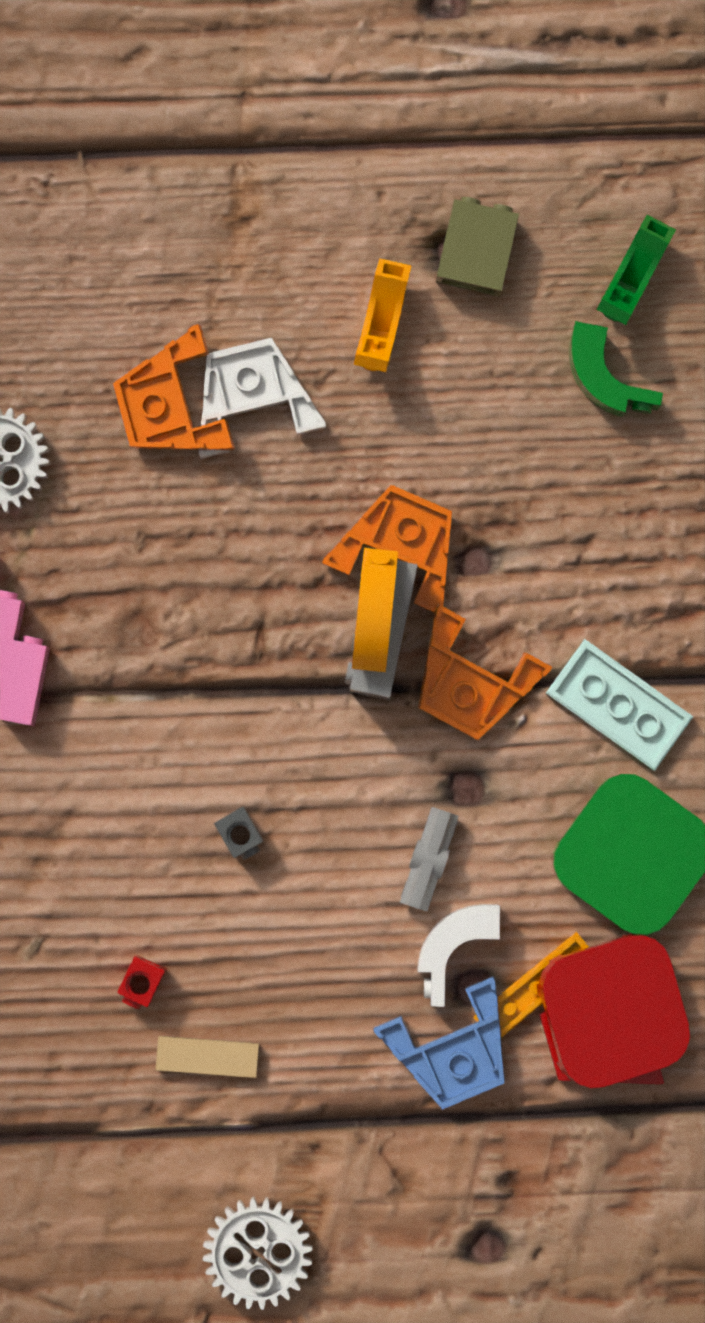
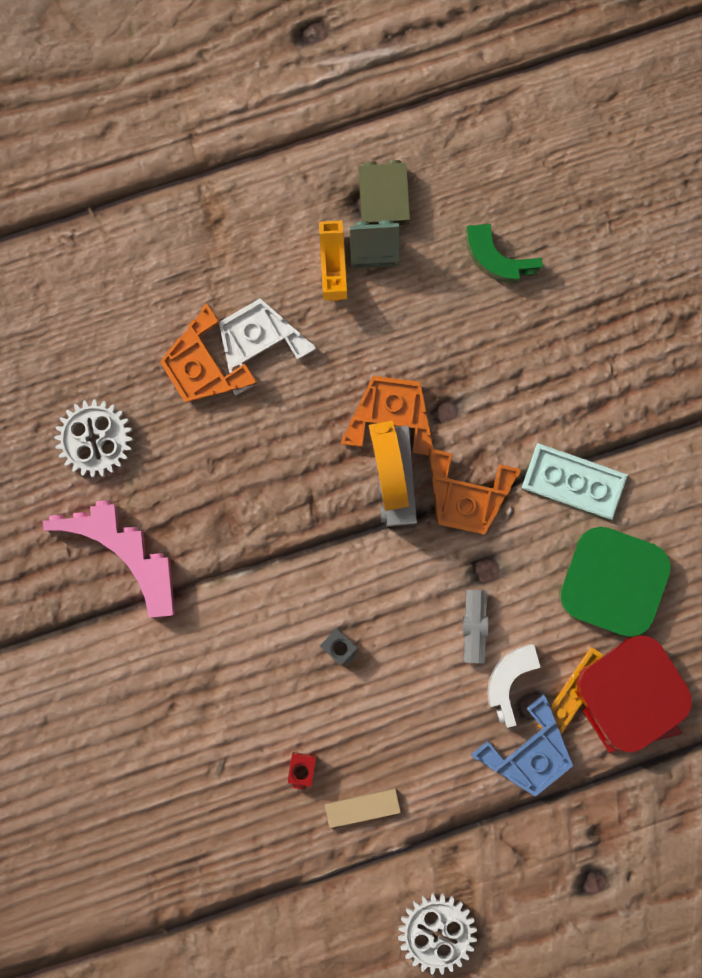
camera: 20 degrees left, 0 degrees up
(443, 310) = (374, 244): none -> sand green slope
(636, 270) = (498, 178): green arch -> none

